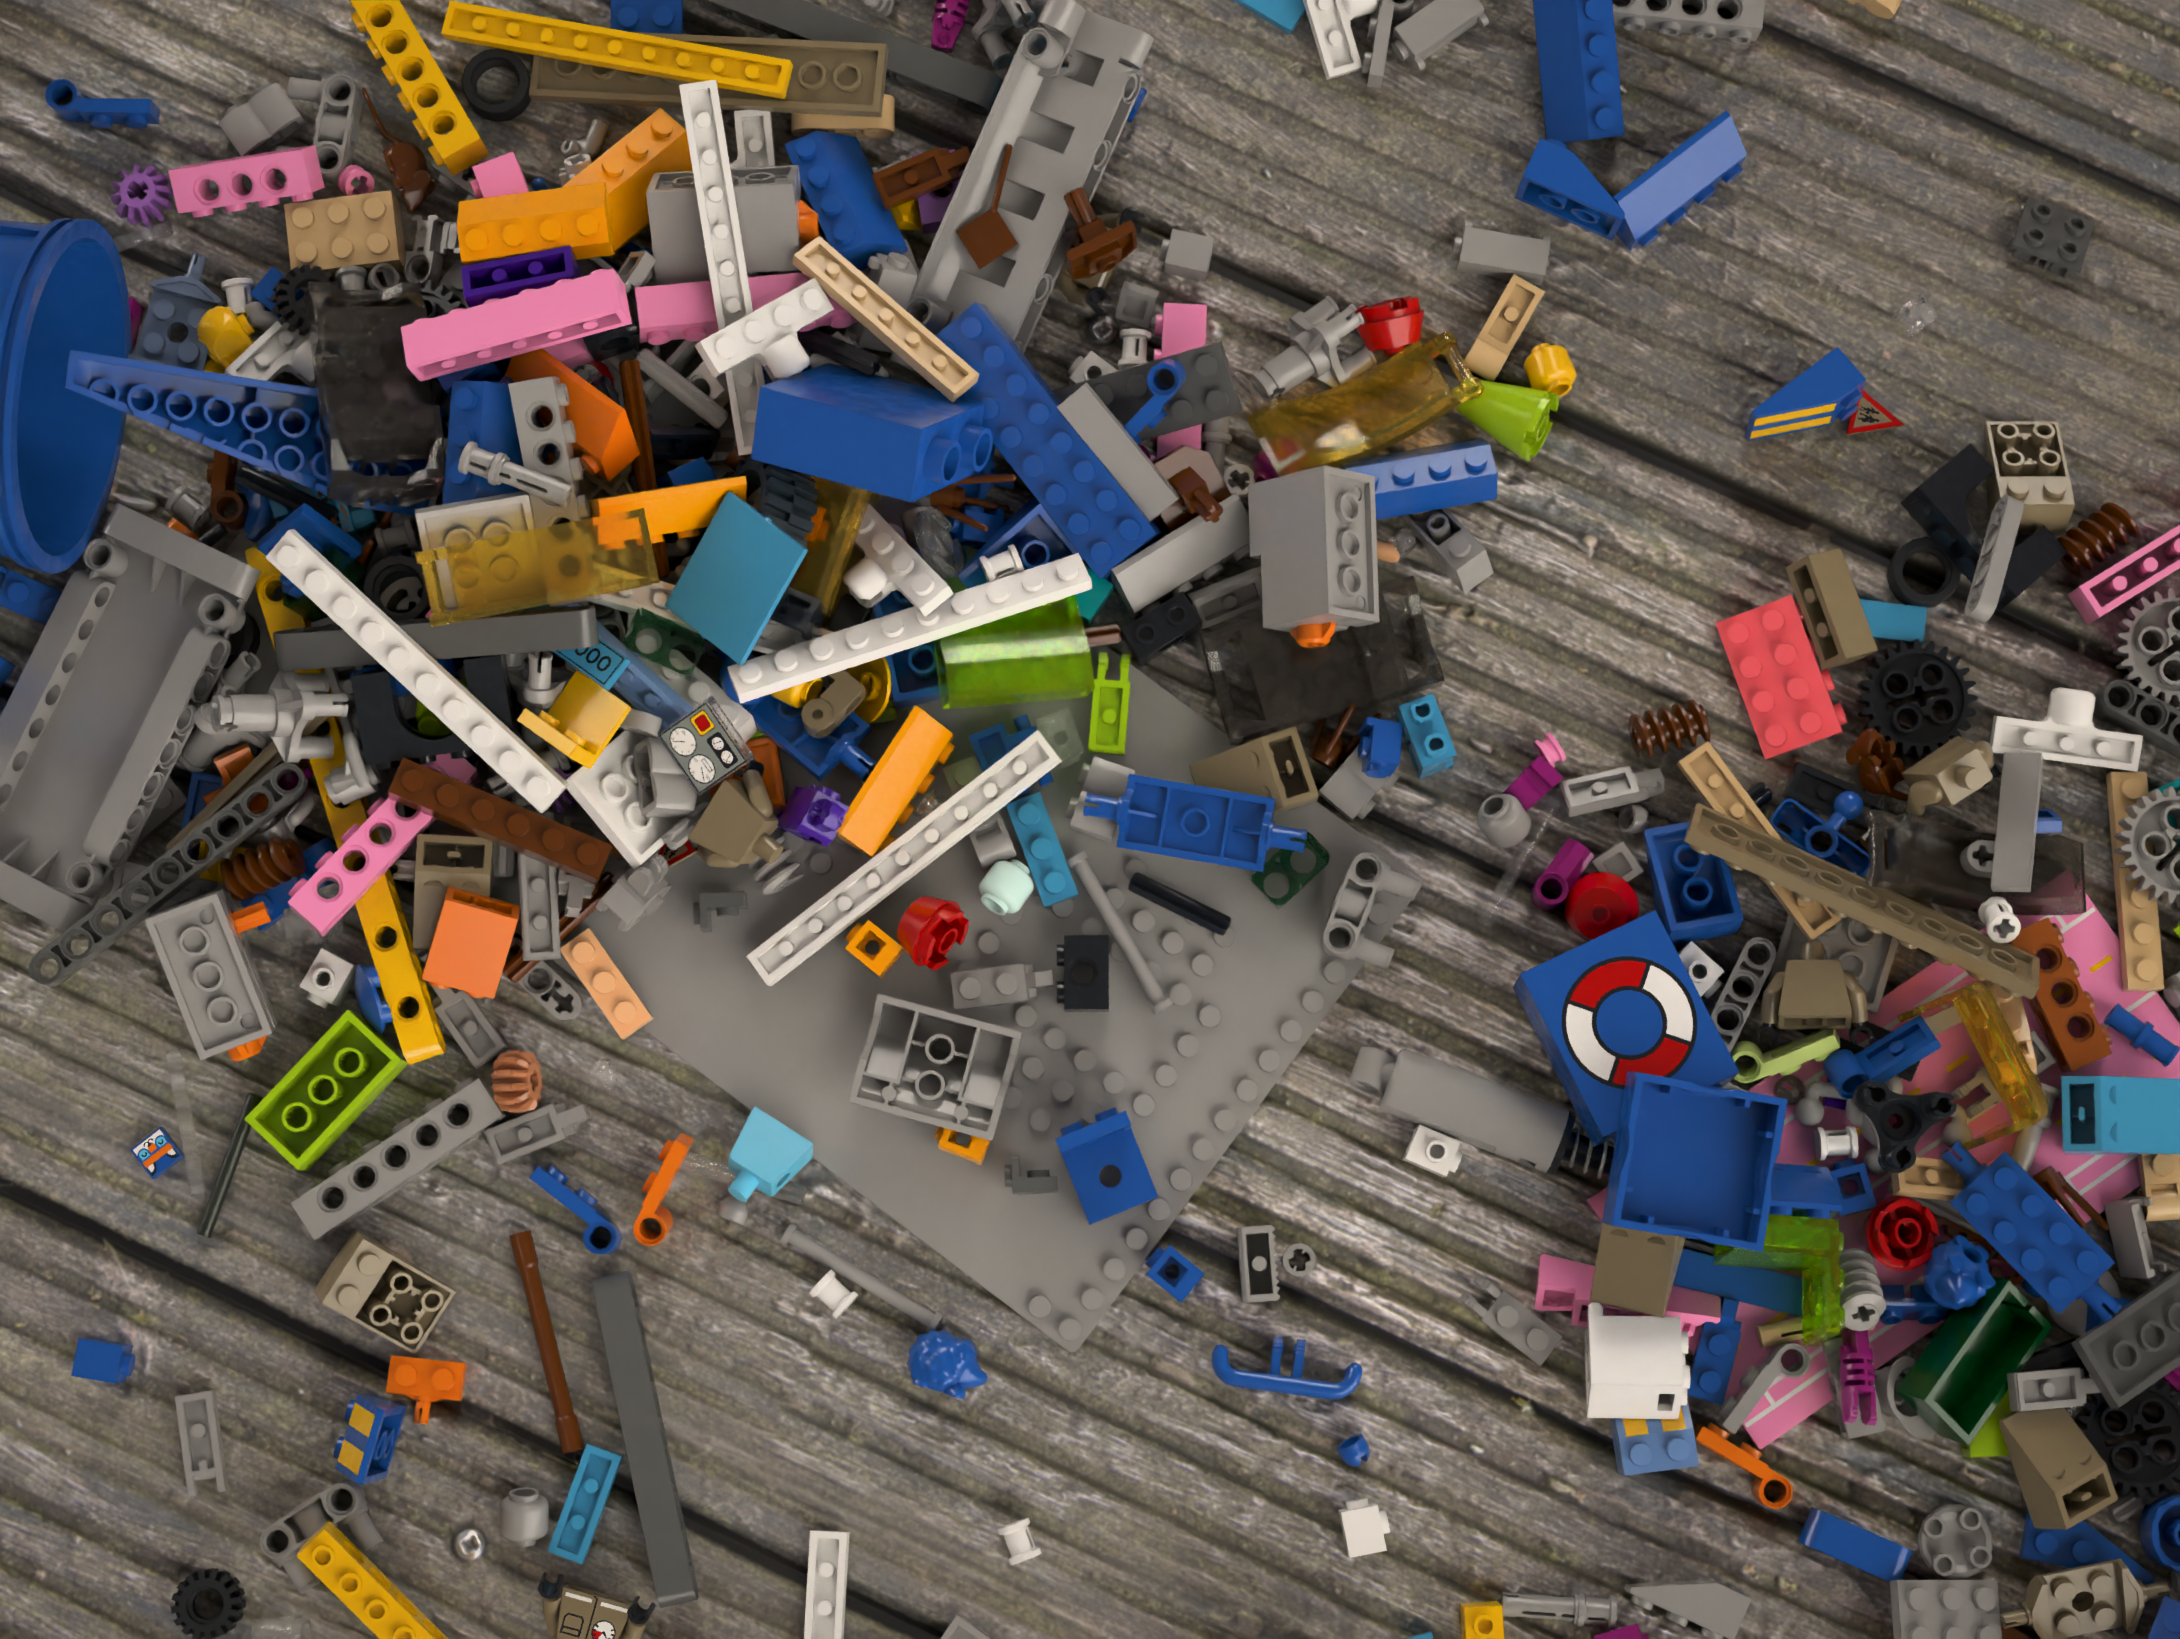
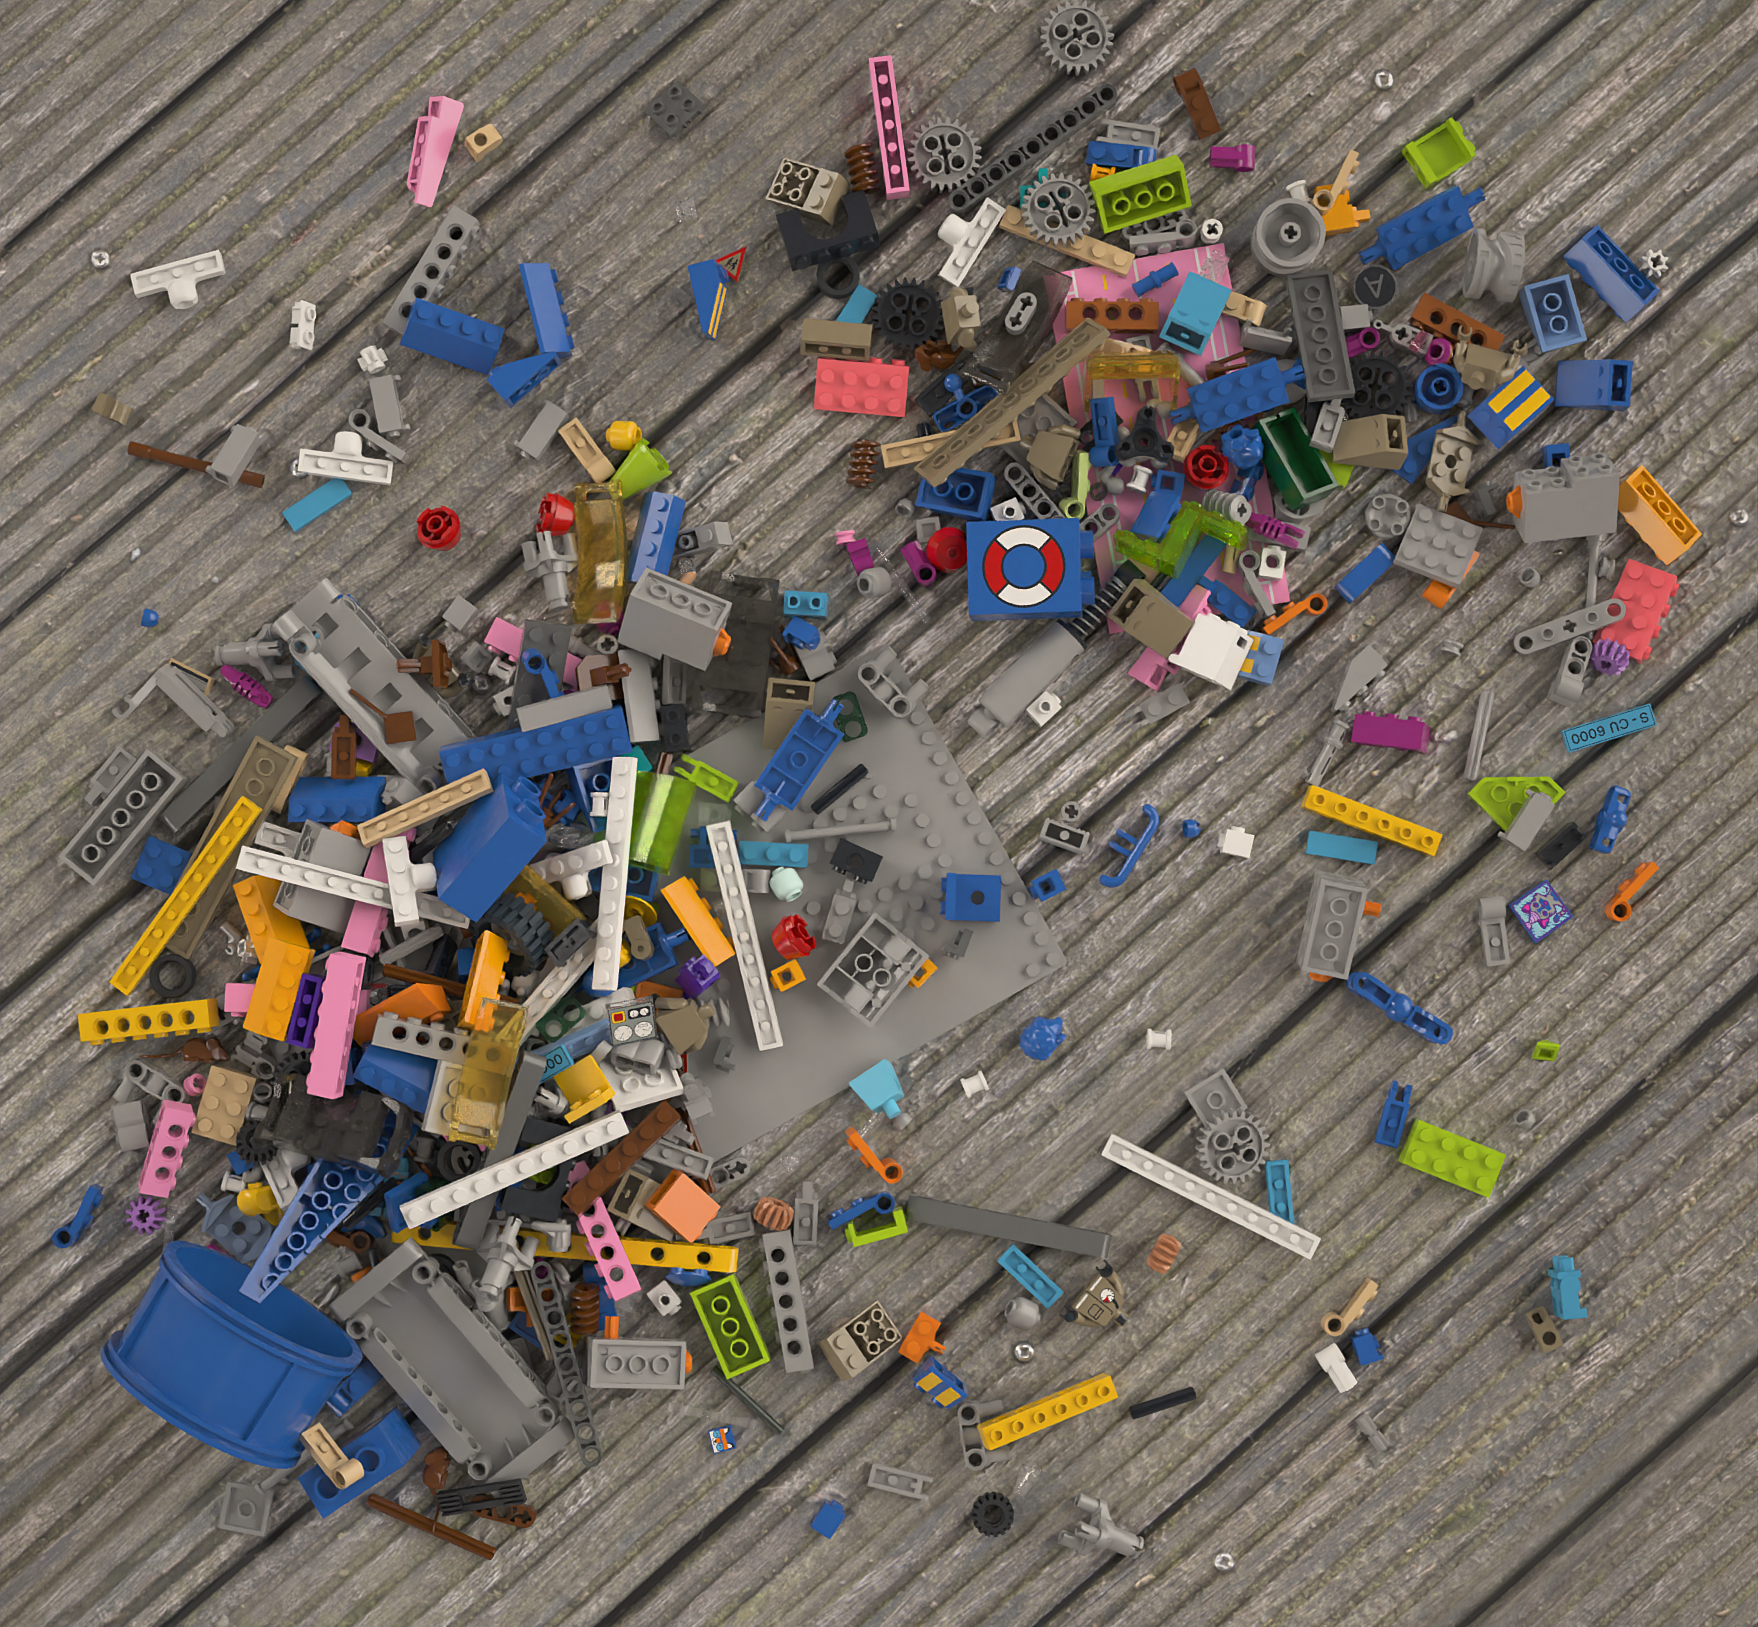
camera: 70 degrees left, 5 degrees up
(500, 470) = (420, 1070): light grey pin -> none
(527, 1264) = (978, 1267): reddish brown piece -> none
(533, 1223) = (877, 1233): none -> lime panel
(606, 983) = (739, 1138): light nougat plate -> none
(636, 270) = (329, 941): light grey plate -> none
(736, 578) = (543, 961): dark azure piece -> none
(861, 1277) = (972, 1064): light grey bar -> none
(1296, 171) = (439, 528): none -> red cone
(1609, 789) = (882, 513): light grey hinge -> none
(1694, 1161) = (1117, 566): blue tile -> none
(1787, 1400) = (1266, 572): none -> white brick
(1994, 559) = (851, 235): light grey beam -> none
(2005, 921) = (1058, 326): white bush -> none
(2017, 822) = (1005, 292): light grey tile -> none

